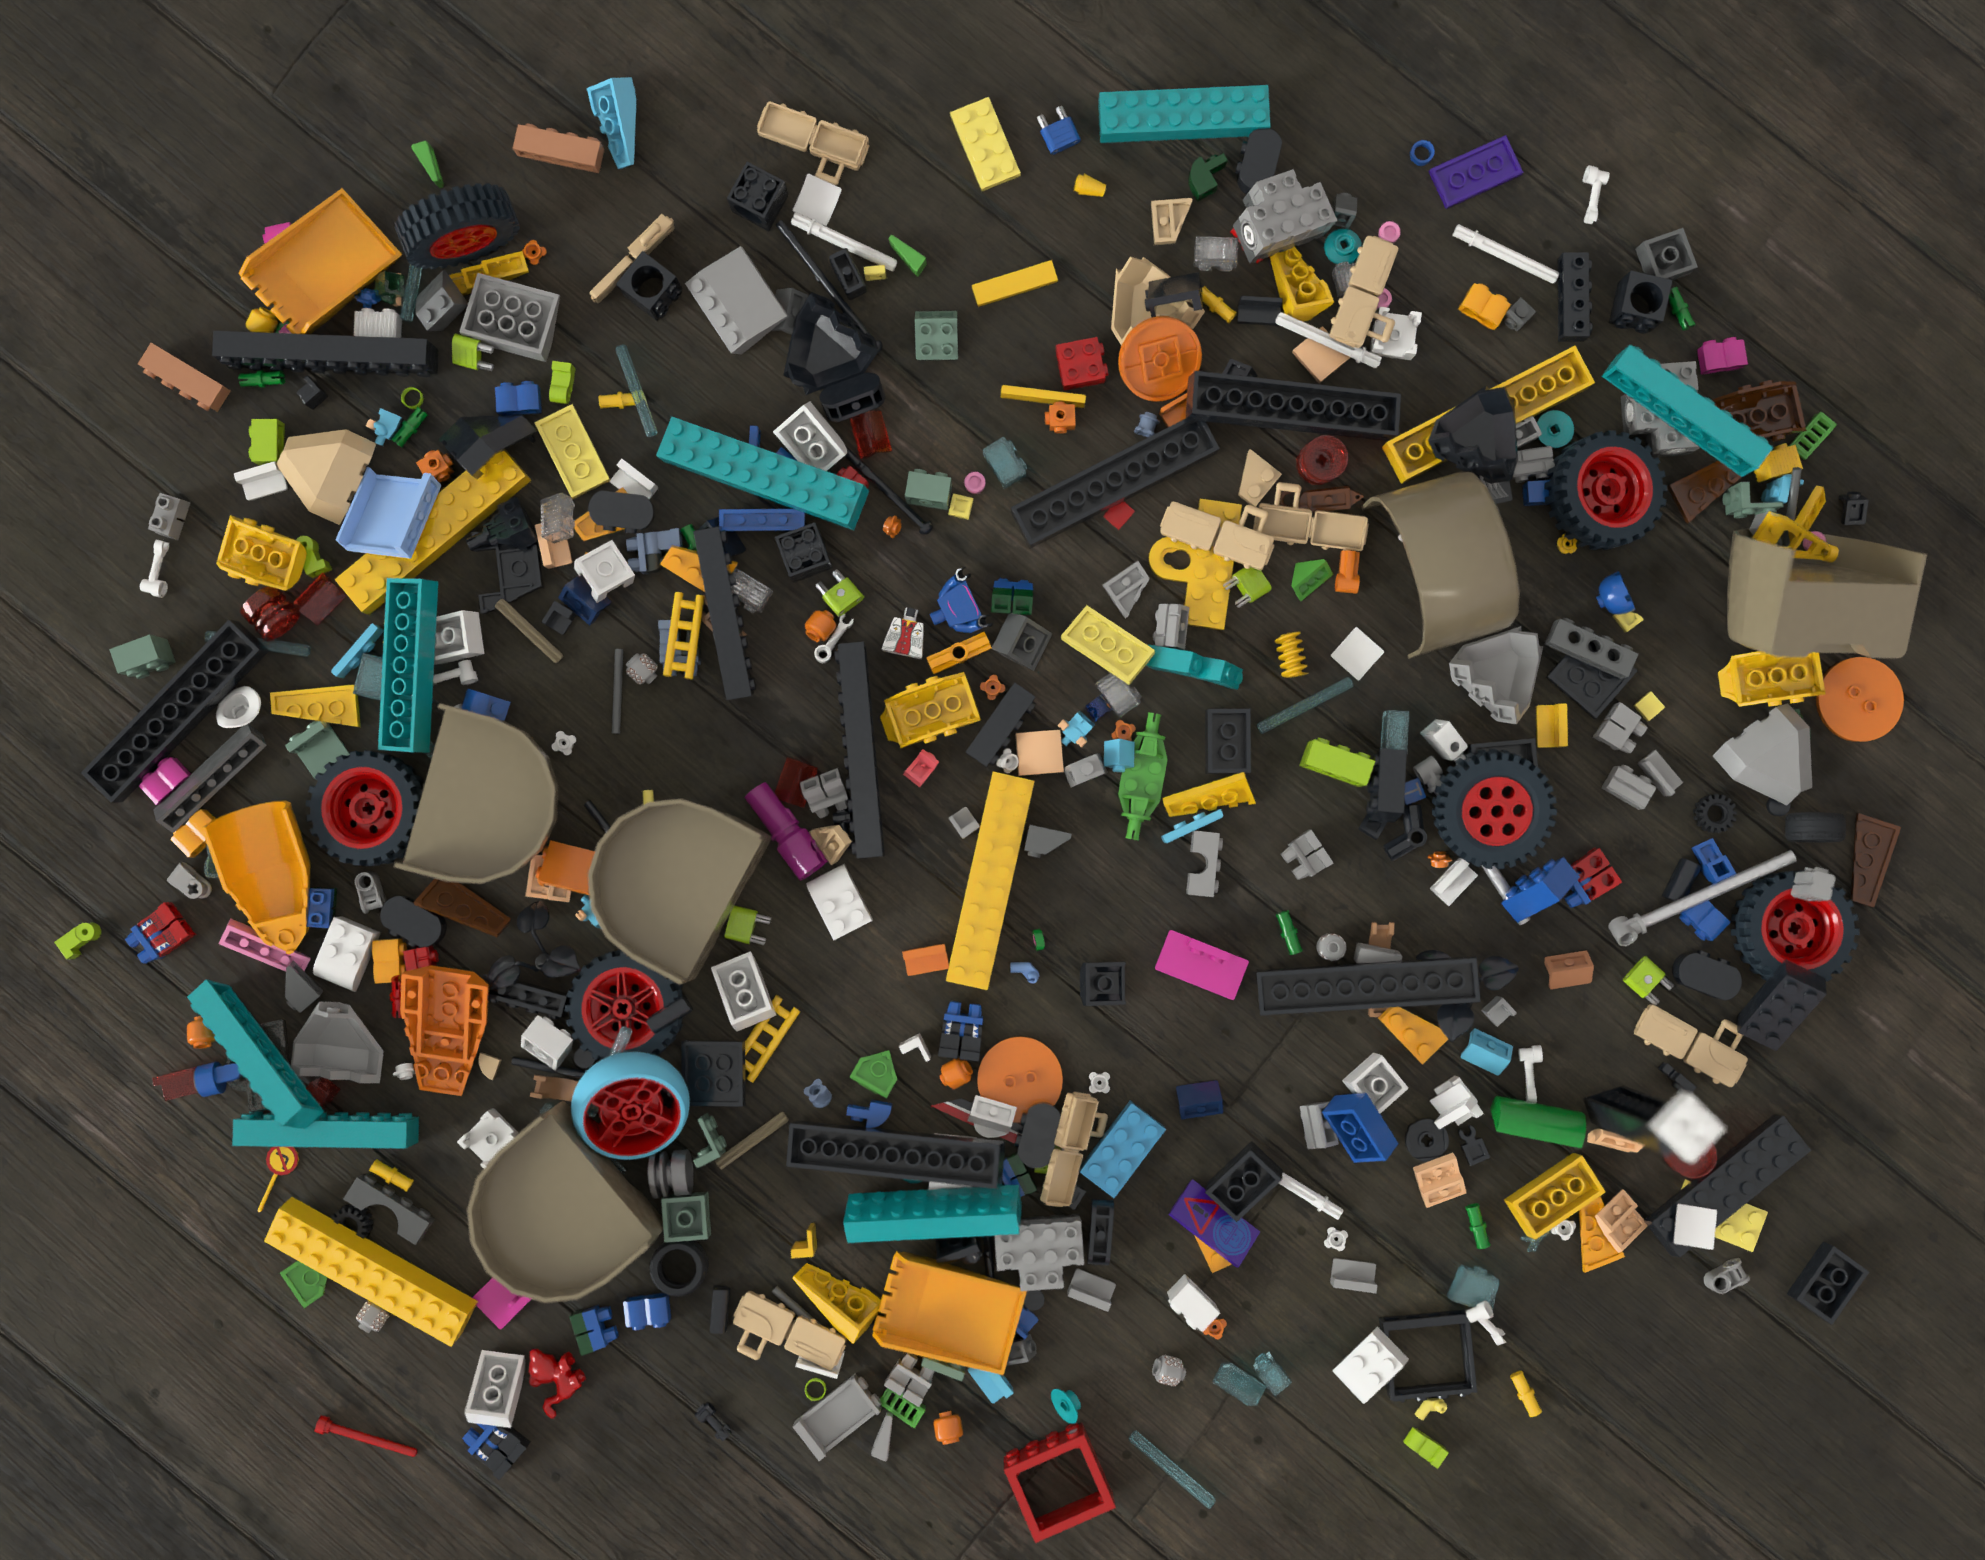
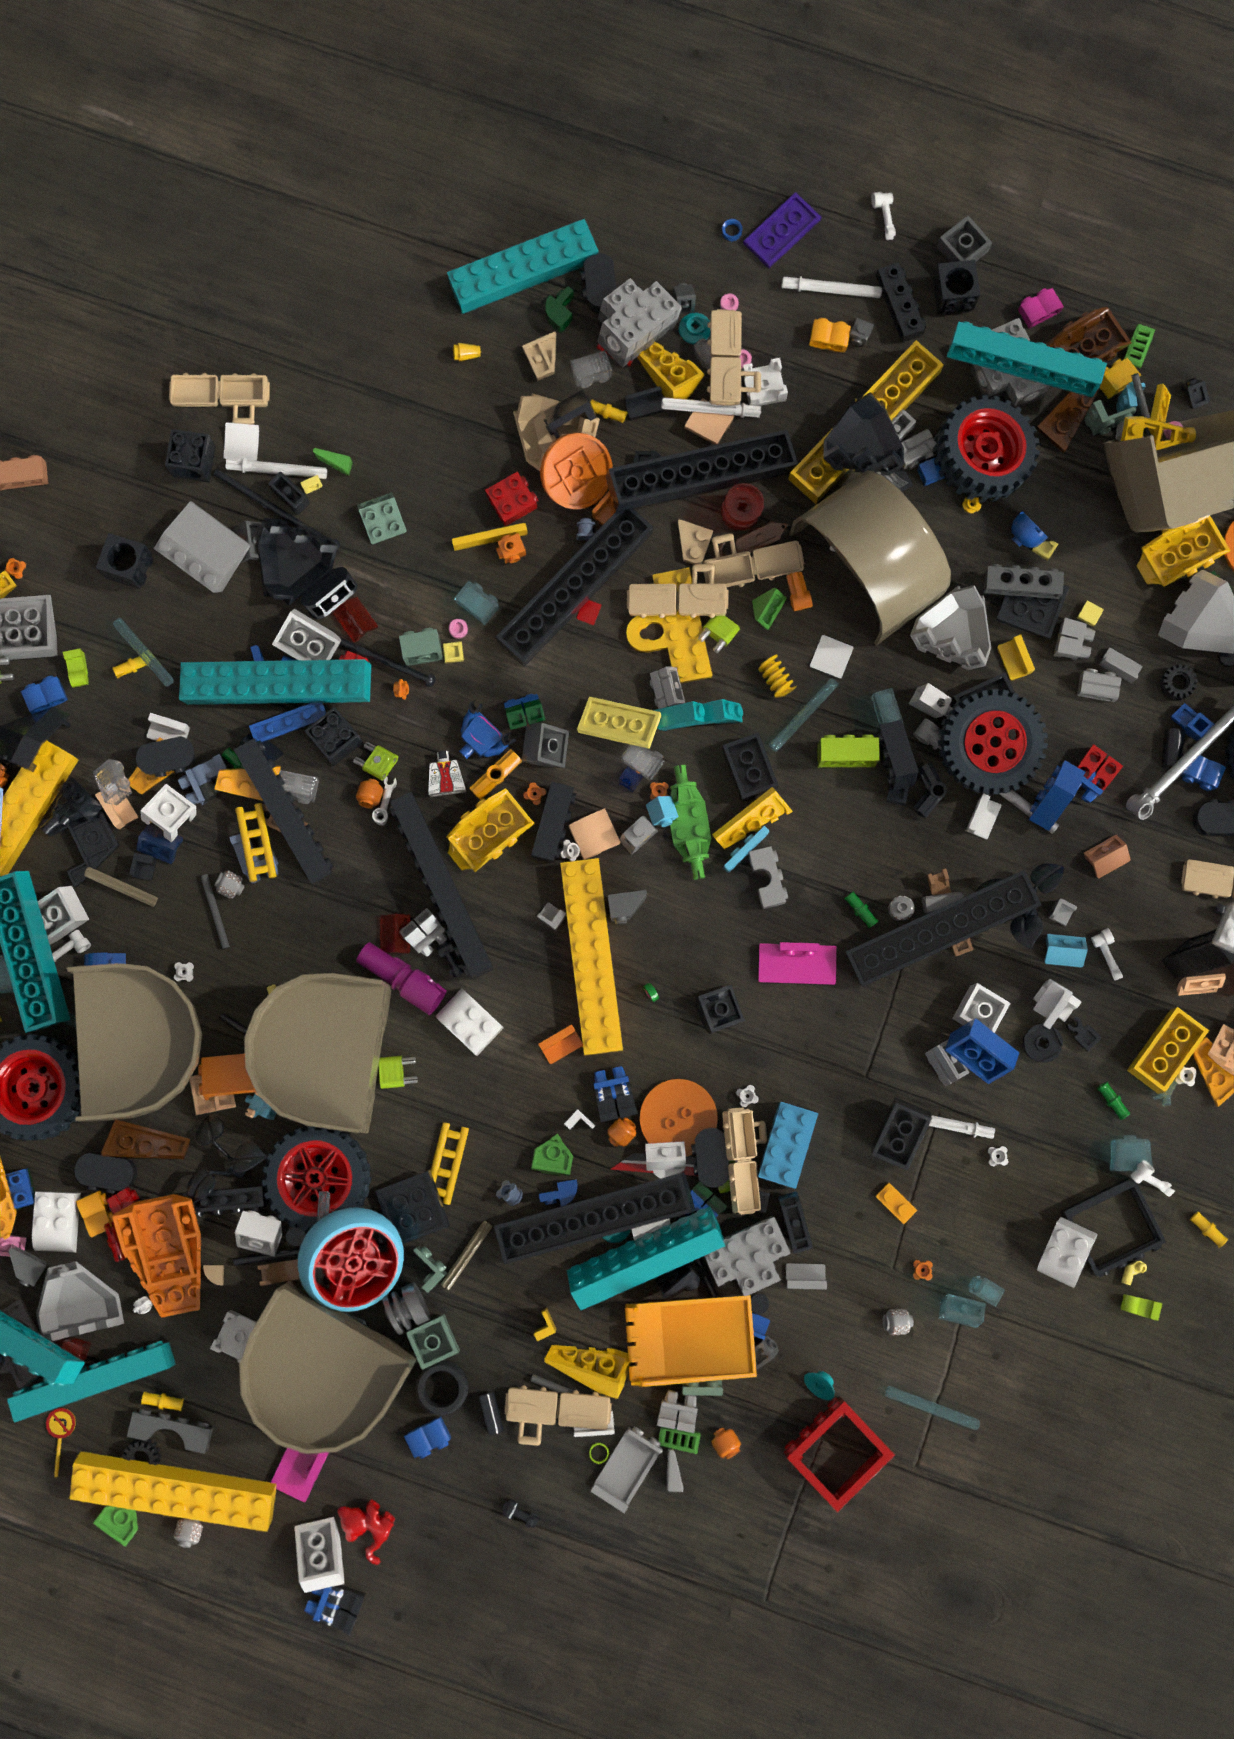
camera: 25 degrees left, 5 degrees down
(325, 1425) = (180, 1645): red piece -> none
(371, 893) = (60, 1161): light grey piece -> none
(572, 451) = (105, 722): light yellow plate -> none
(591, 1328) = (381, 1463): blue hips -> none
(616, 107) = (44, 425): medium azure wedge -> none
(645, 242) = (108, 525): tan piece -> none
(669, 1014) = (357, 1167): black brick -> none
(743, 991) = (413, 1127): white brick -> none
(831, 842) = (444, 972): tan wing -> none
(921, 768) = (498, 882): coral bracket -> none
(985, 144) = (366, 347): light yellow plate -> none
(992, 1384) = (748, 1389): medium azure panel -> none
(1014, 283) = (432, 452): yellow tile -> none
(1026, 969) = (651, 1022): medium blue arm -> none
(1059, 134) = (426, 318): blue piece -> none
(1076, 729) = (618, 803): medium azure piece -> none
(1126, 587) = (617, 670): light grey wing -> none
(1193, 1303) = (896, 1254): white brick -> none
(1199, 1099) = (838, 1079): dark blue panel -> none
(1213, 1225) = (889, 1181): dark purple tile -> none
(1311, 863) = (857, 845): light grey hips -> none
(1353, 1275) = (1024, 1181): light grey panel -> none
(1413, 791) = (921, 754): blue tile -> none
(1416, 1034) = (997, 955): light orange wing -> none
(1439, 1180) = (1066, 1073): light nougat slope -> none
(1440, 859) = (964, 802): orange plate -> none
(1539, 1121) = (1130, 991): green brick -> none
(1562, 424) = (929, 407): teal piece -> none
(1645, 977) = (1173, 839): lime piece -> none
(1680, 309) = (991, 282): green pin -> none

